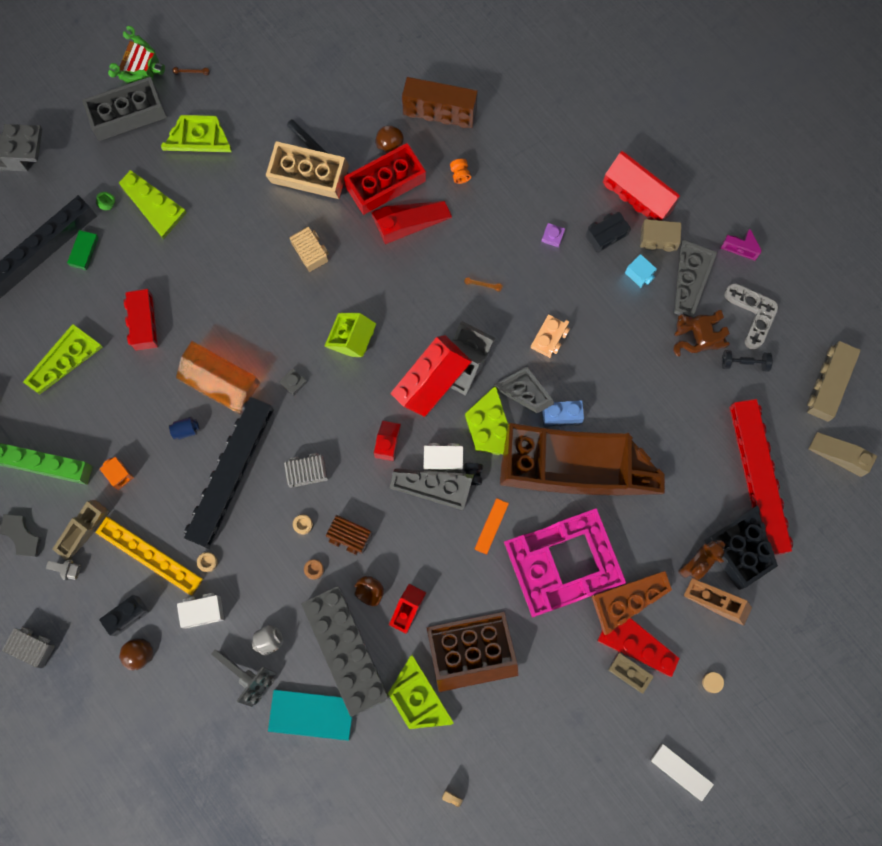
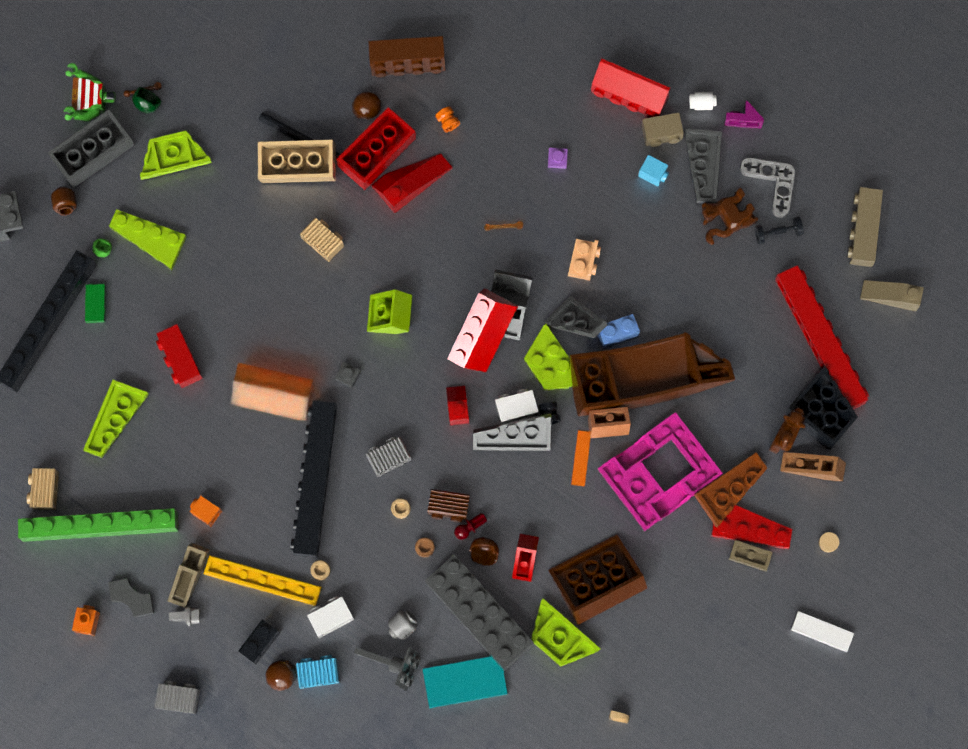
camera: 15 degrees left, 0 degrees up
(85, 149) = (64, 201): none -> reddish brown head
(171, 663) = (317, 672): none -> medium azure brick
(184, 428) = (257, 449): dark blue brick -> none
(189, 80) = (146, 100): none -> dark green hair
(354, 564) = (462, 531): none -> dark red axle
(528, 499) = (609, 422): none -> nougat brick
(607, 231) = (610, 140): black brick -> none
(706, 218) = (702, 100): none -> white brick

